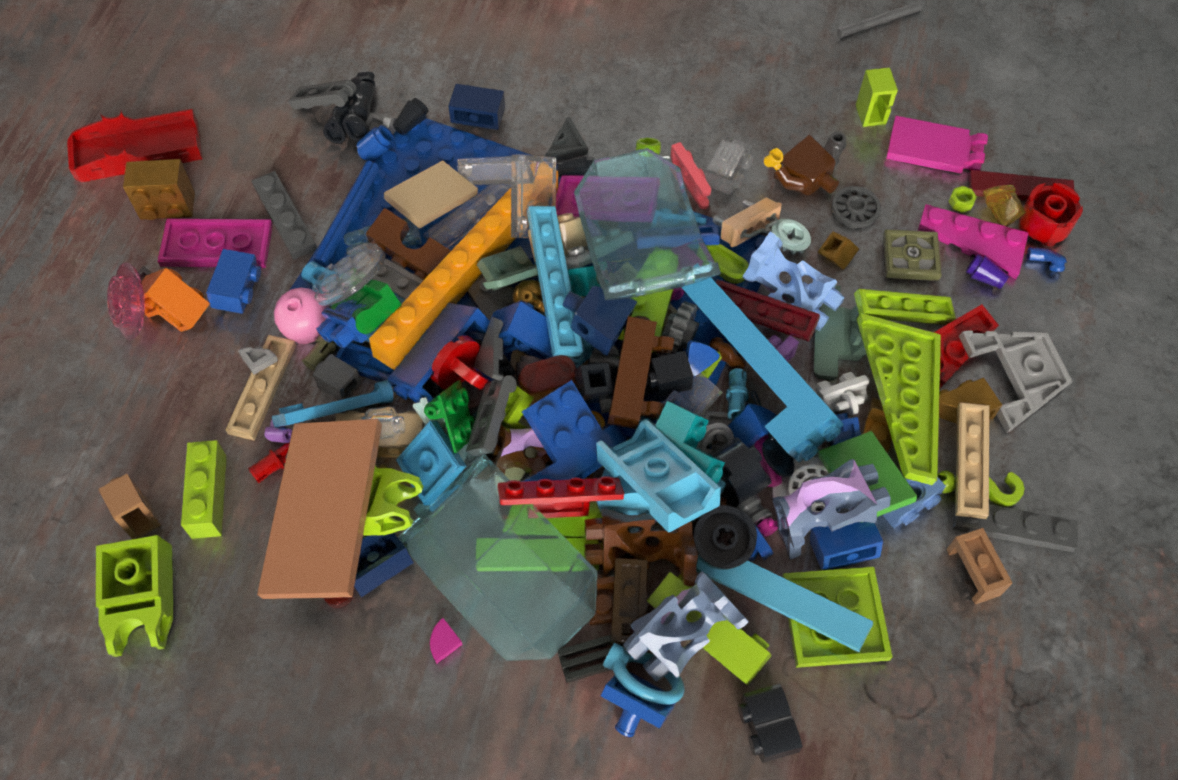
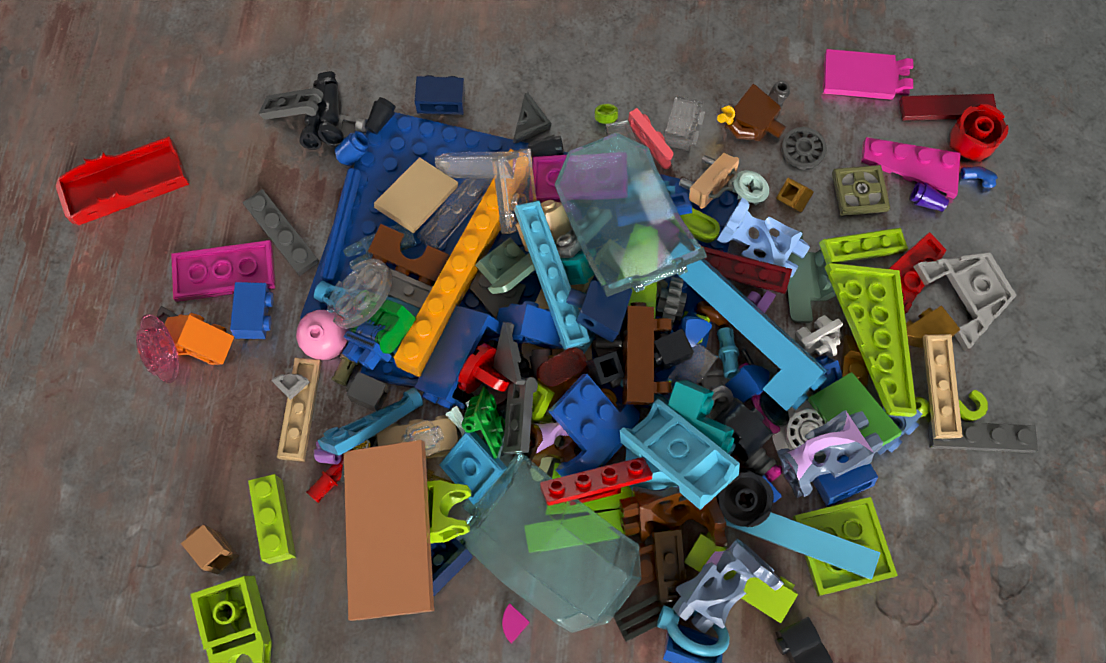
camera: 10 degrees left, 10 degrees up
(159, 189) = (159, 228): pearl gold brick -> none
(529, 292) = (530, 290): pearl gold piece -> none
(876, 97) = (808, 35): lime piece -> none
(962, 199) = (897, 127): lime tile -> none
(982, 564) = (961, 480): medium nougat panel -> none
(1004, 204) = (936, 129): clear yellow tile -> none

